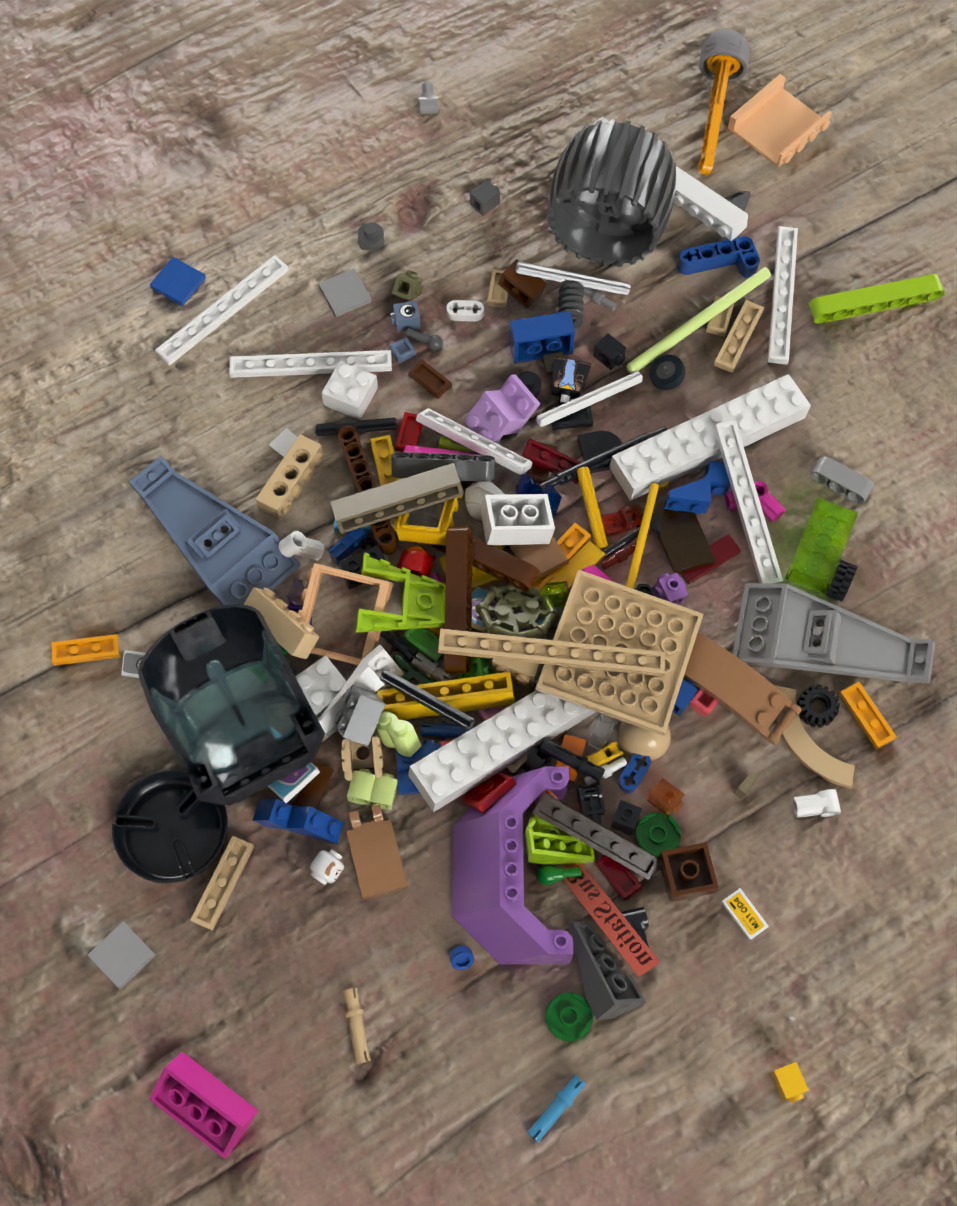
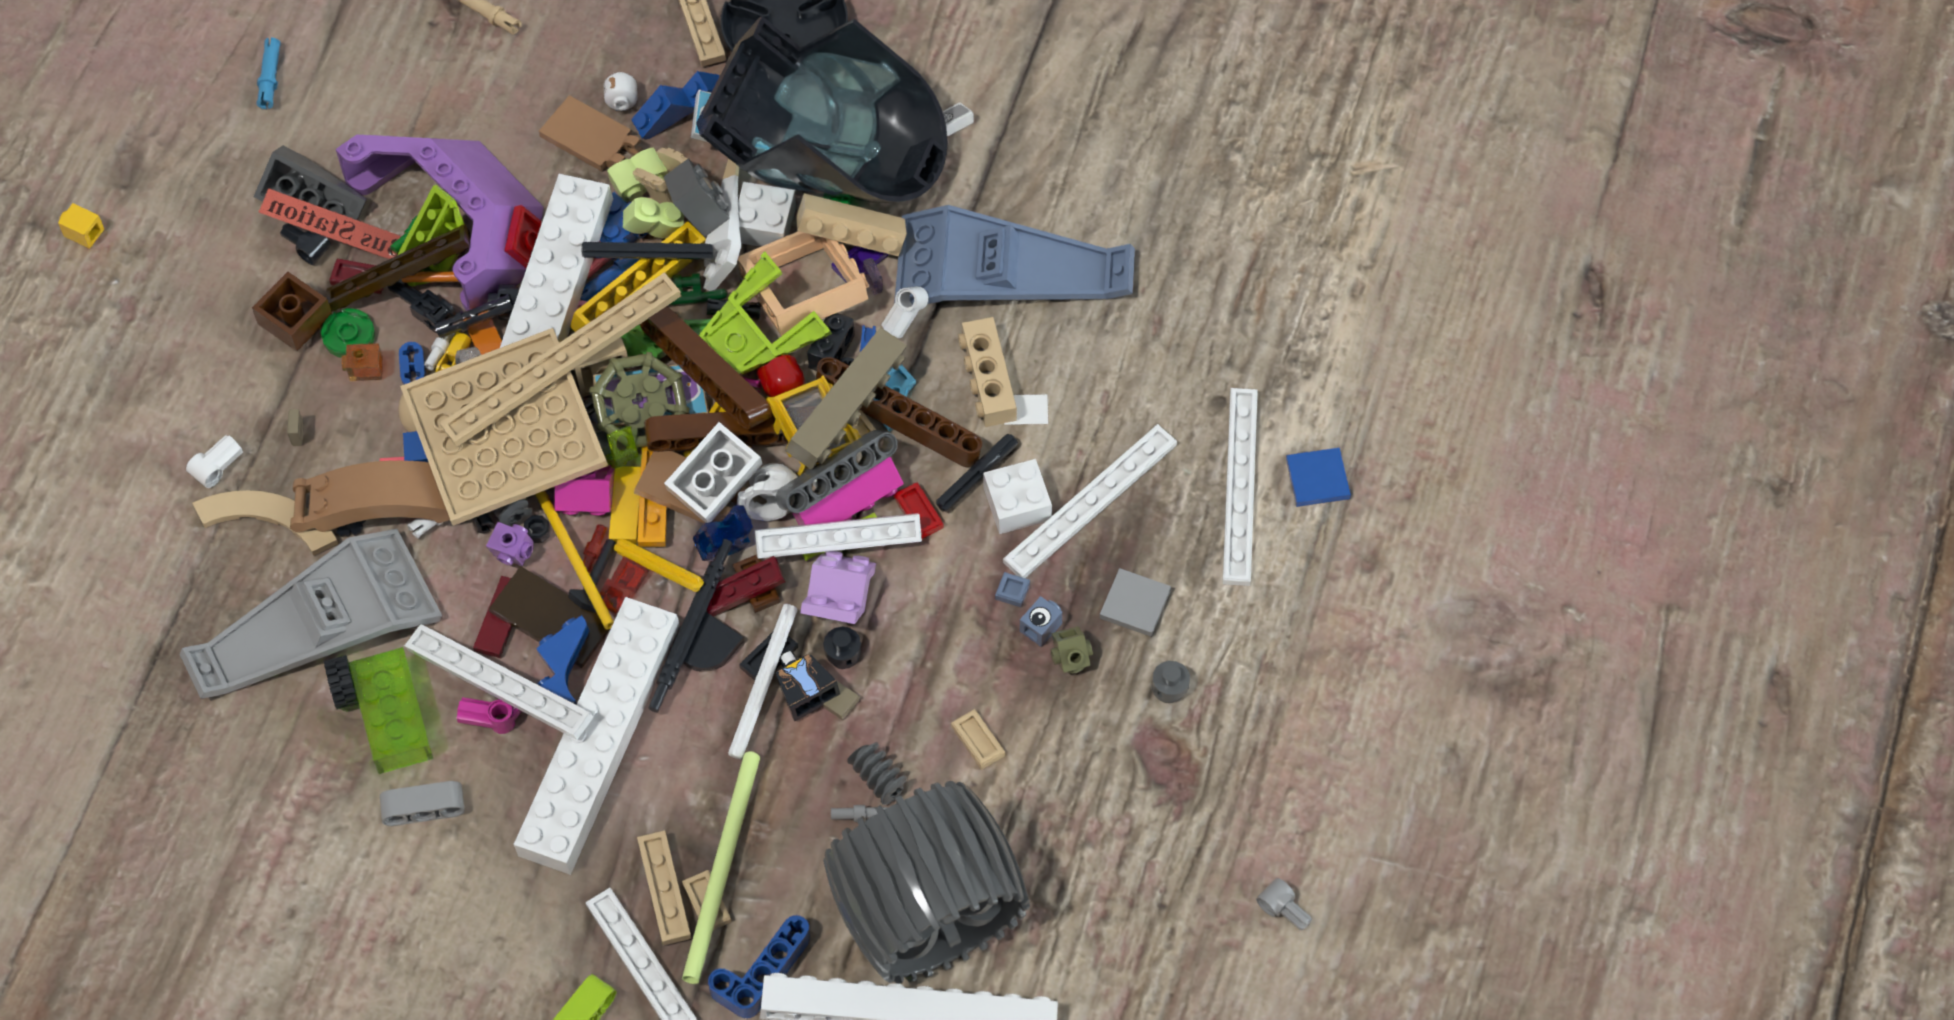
camera: 140 degrees right, 5 degrees down
(85, 649) = (1011, 93): light orange plate -> none
(314, 791) = (696, 150): reddish brown tile -> none
(382, 451) = (918, 465): yellow tile -> none
(429, 379) = (953, 581): reddish brown tile -> none
(431, 668) = (689, 310): light grey pin -> none
(434, 342) = (989, 625): dark grey bar -> none
(461, 957) = (441, 113): blue tile -> none
(465, 310) = (992, 687): white beam -> none
(485, 197) = (1094, 828): dark grey brick -> none
(520, 286) = (952, 751): reddish brown brick -> none
(541, 335) = (871, 699): blue brick -> none
(567, 276) = (924, 776): axle -> none
(569, 1016) = (314, 140): green tile -> none
(609, 351) = (788, 753): black brick -> none
(626, 817) = (386, 317): black brick -> none
(667, 372) = (706, 776): black wheel -> none
(744, 914) = (216, 326): tile -> none
(824, 695) = (272, 539): black tyre -> none
(867, 715) = (222, 579): light orange plate -> none

